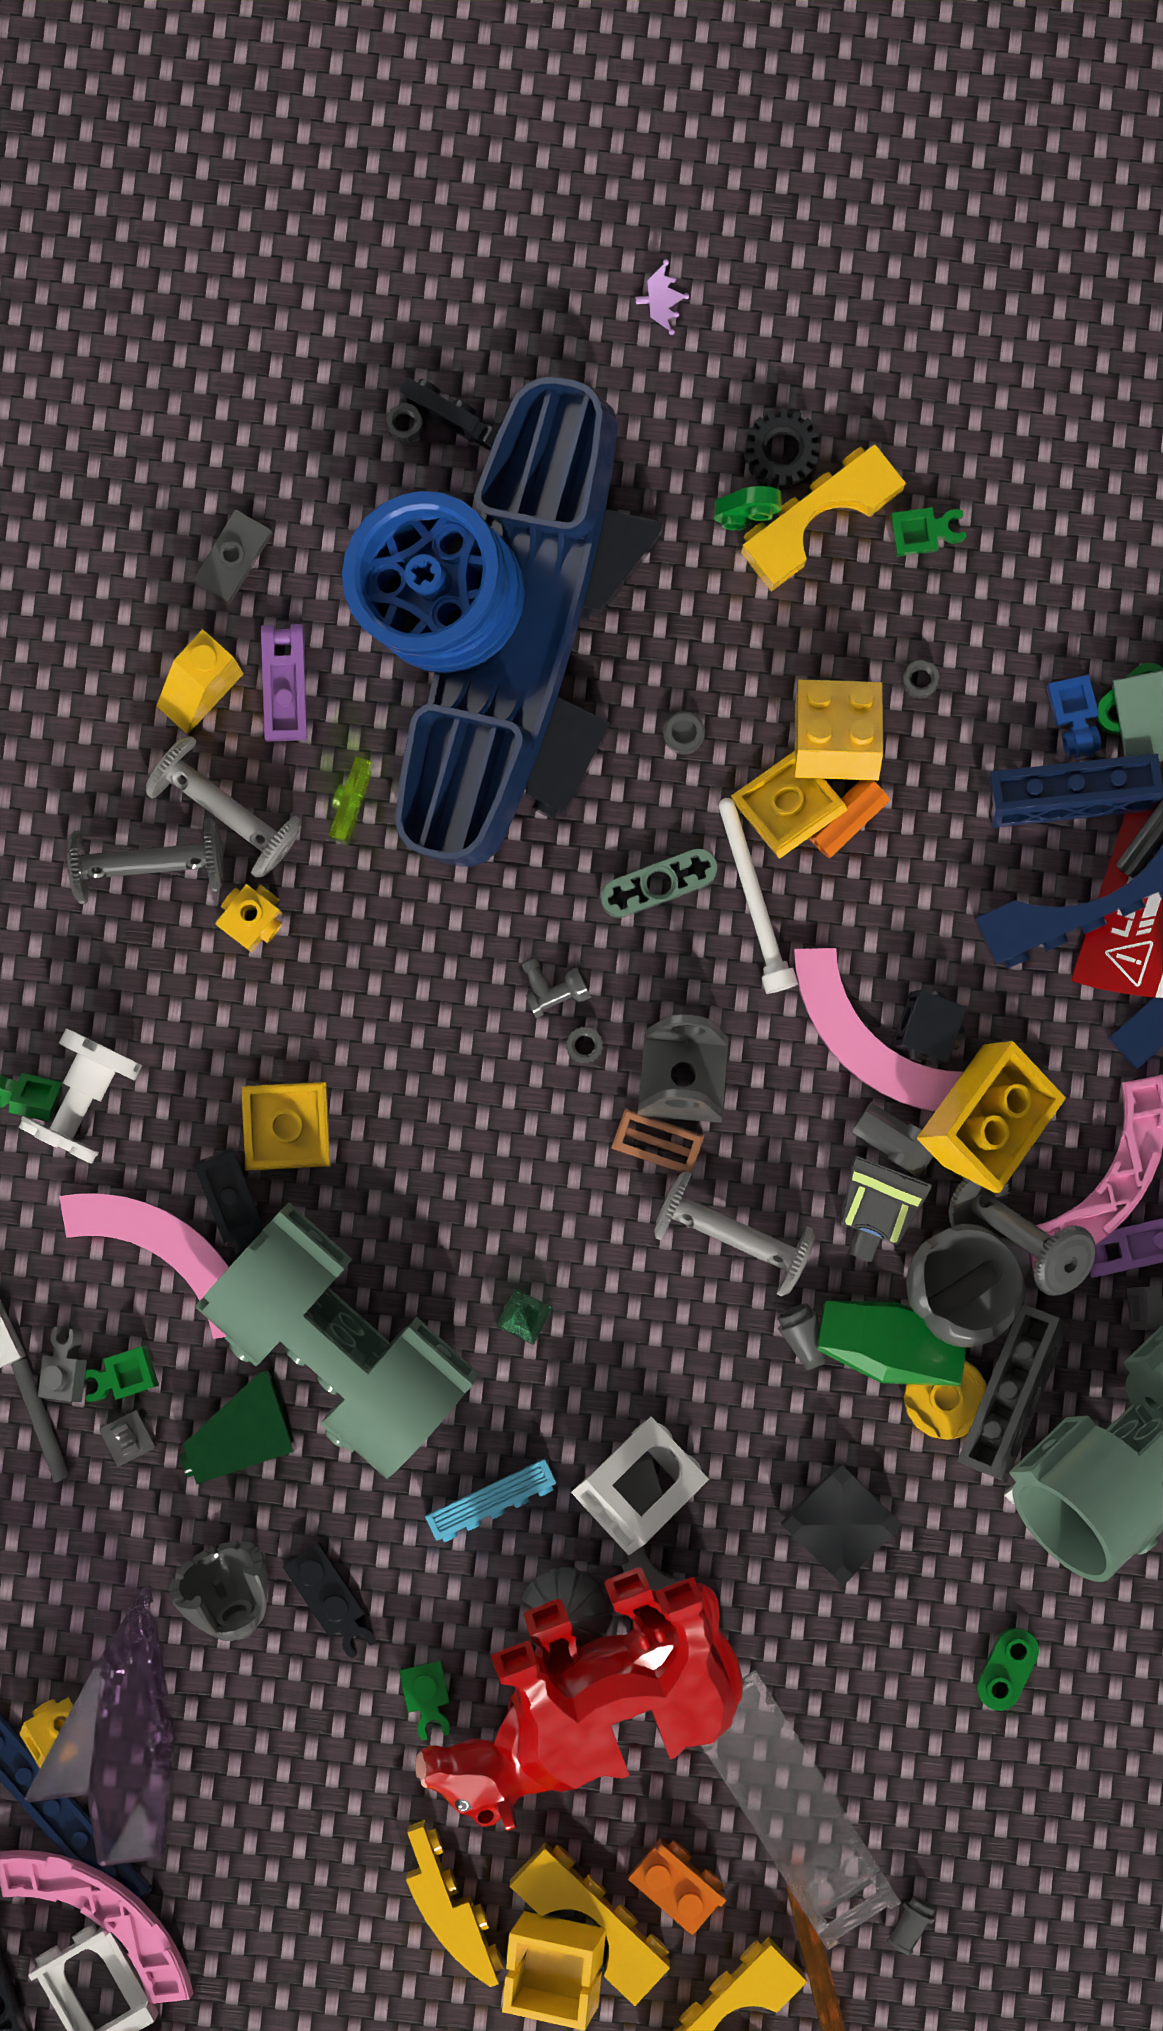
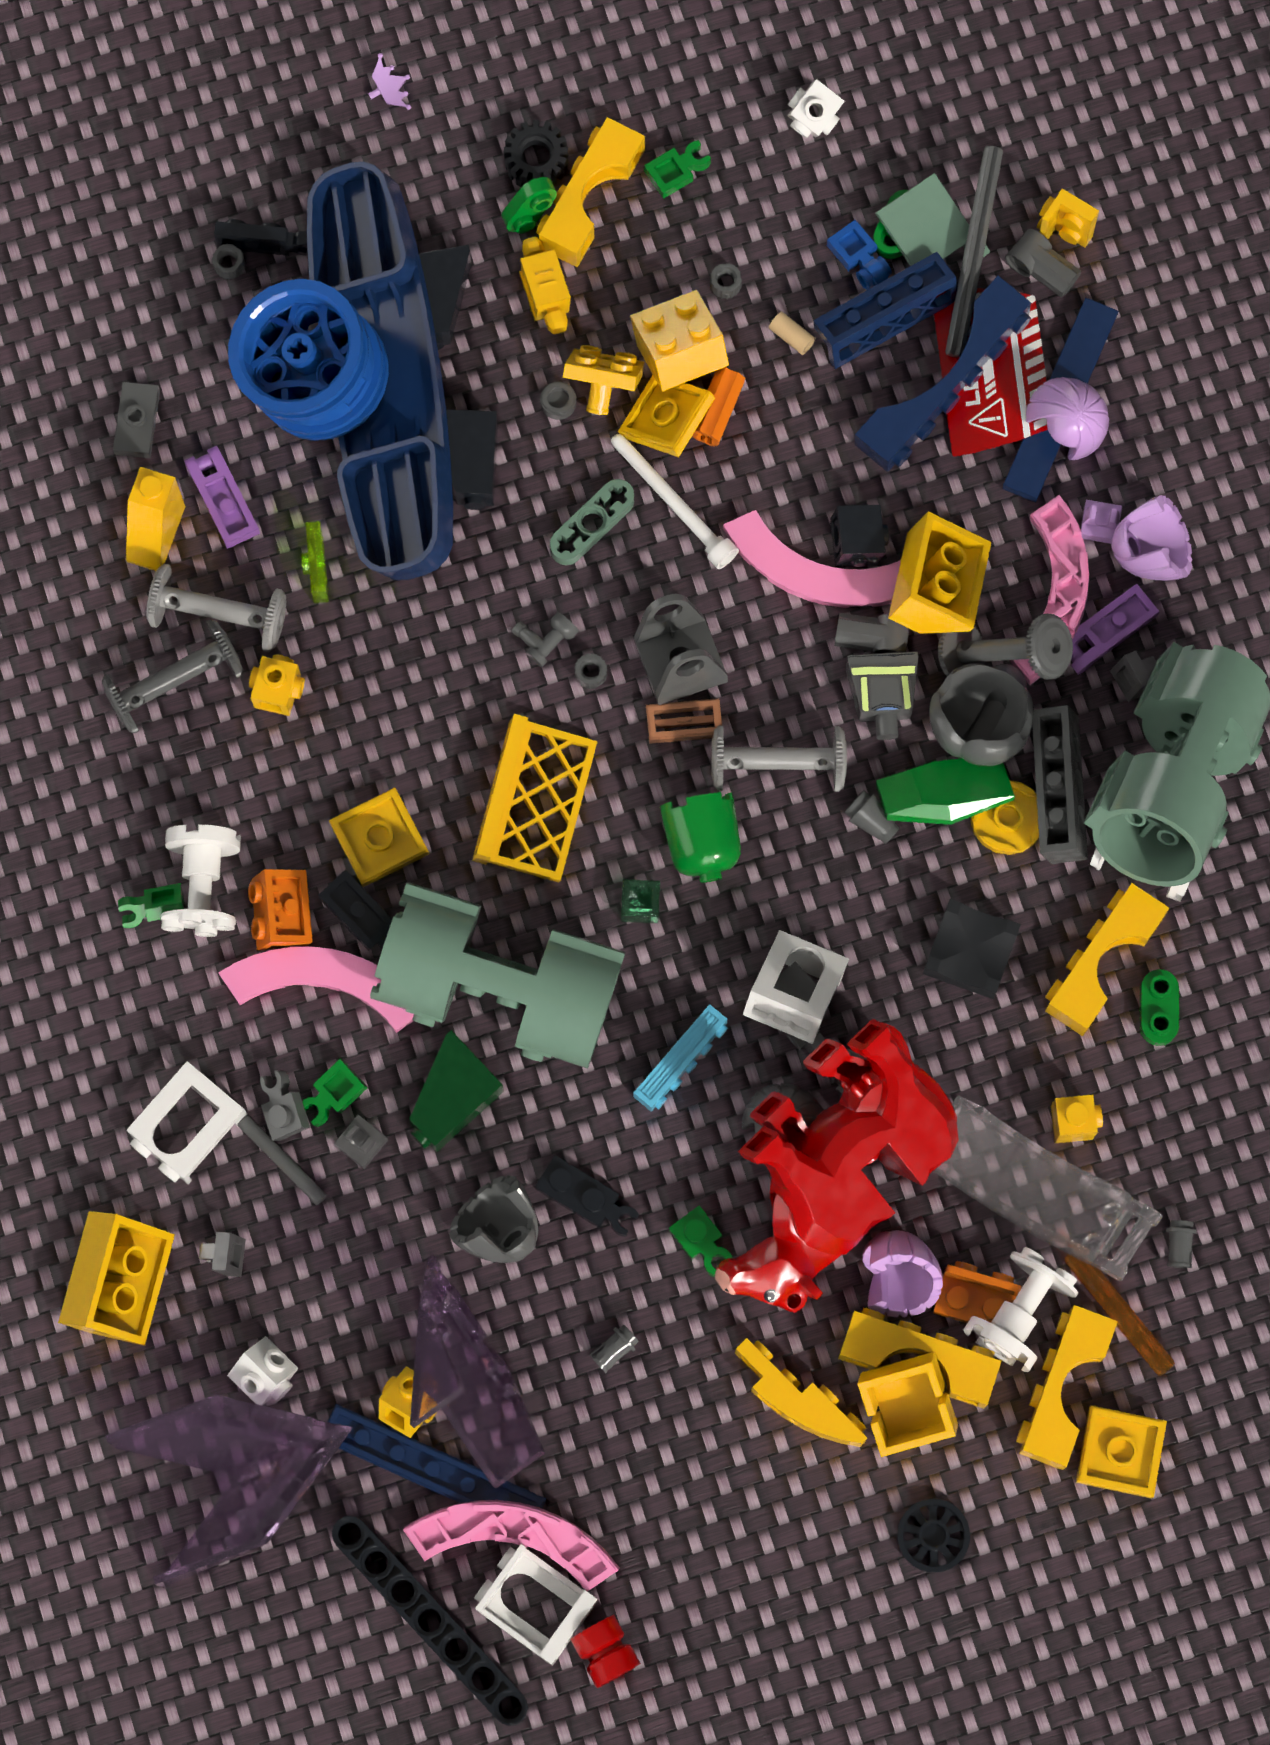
camera: 25 degrees left, 10 degrees down
(151, 1158) = (280, 908): none -> orange bracket
(288, 1769) = (614, 1348): none -> dark grey pin
(434, 1137) = (503, 792): none -> yellow fence
(611, 1829) = (903, 1274): none -> lavender hair
(617, 1280) = (702, 835): none -> green cylinder
(701, 1933) = (1015, 1320): none -> white piece
(725, 600) = (544, 285): none -> yellow piece
(741, 729) = (603, 373): none -> yellow plate
(865, 1750) = (1075, 1118): none -> yellow brick
(928, 1622) = (1132, 921): none -> yellow arch
(964, 769) = (792, 333): none -> tan piece
(1106, 518) = (826, 104): none -> white brick

